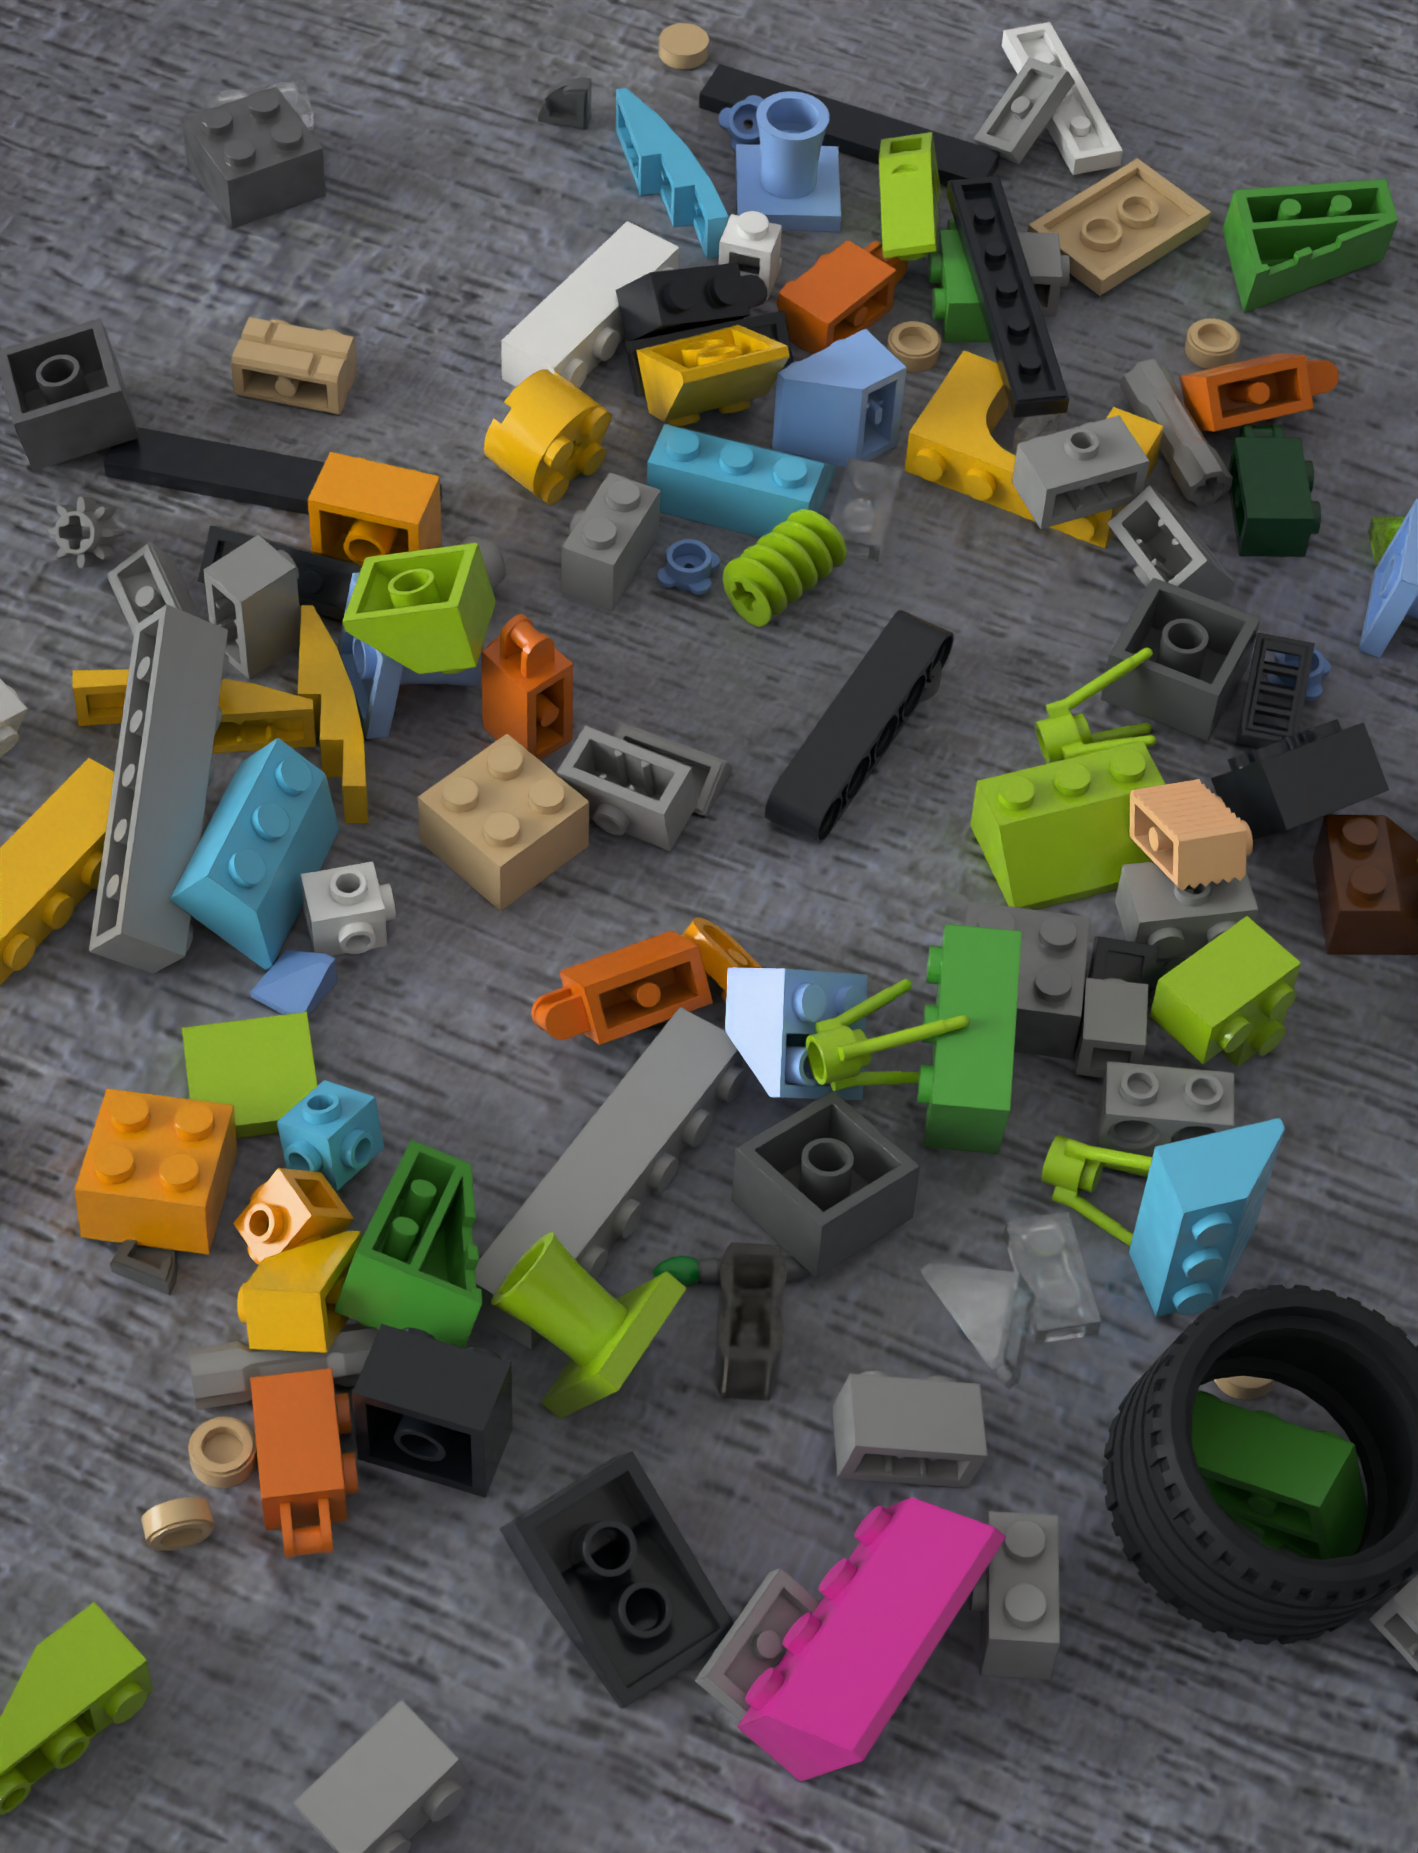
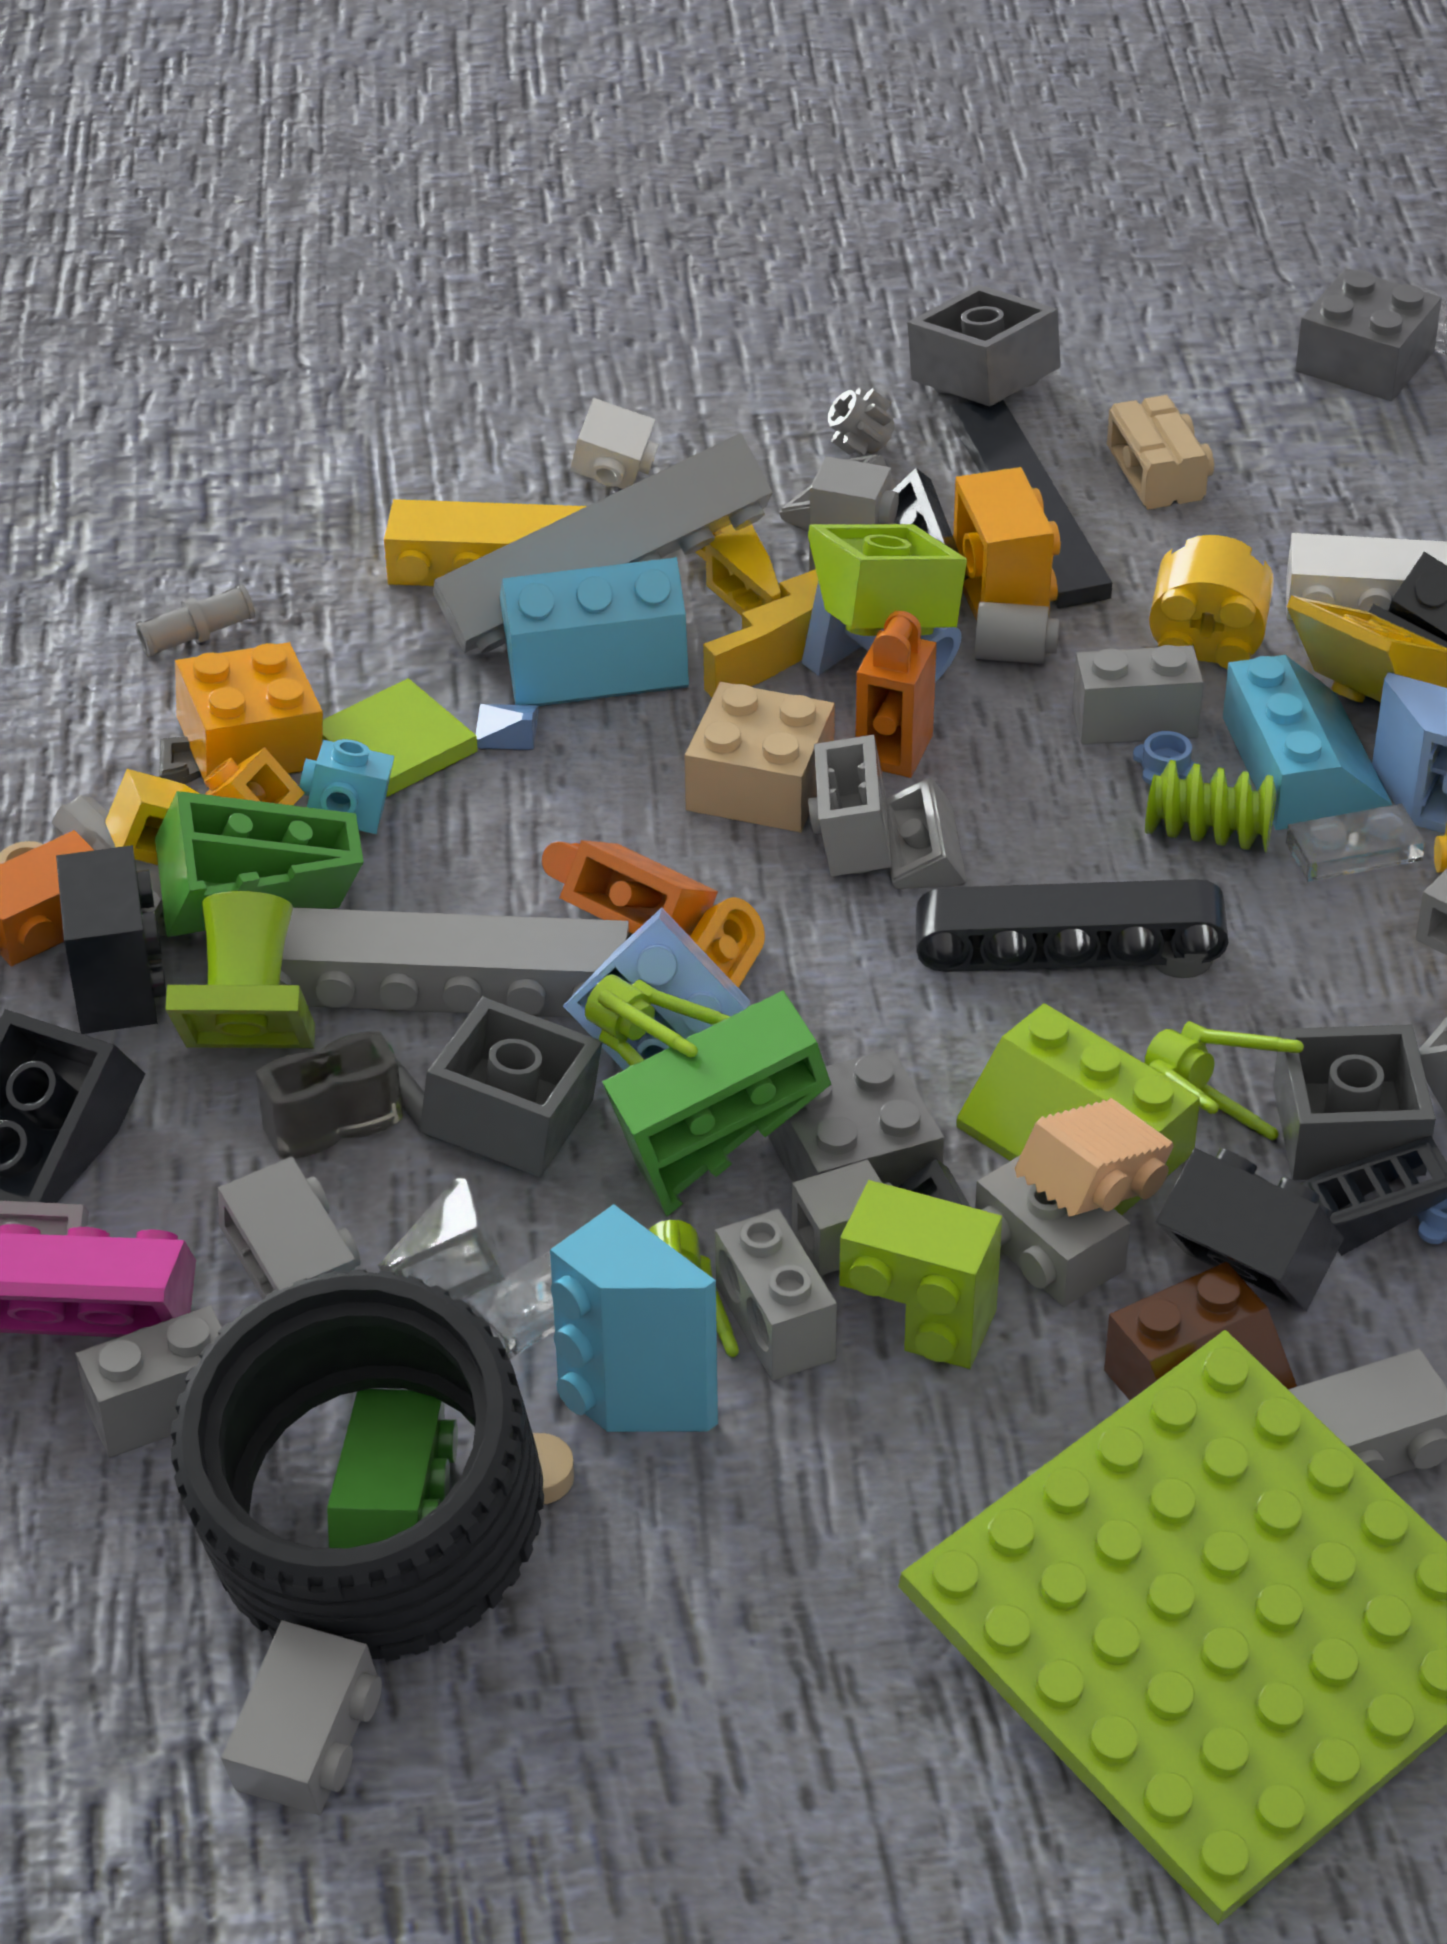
camera: 65 degrees right, 10 degrees down
(346, 909) = (593, 710): white brick -> none

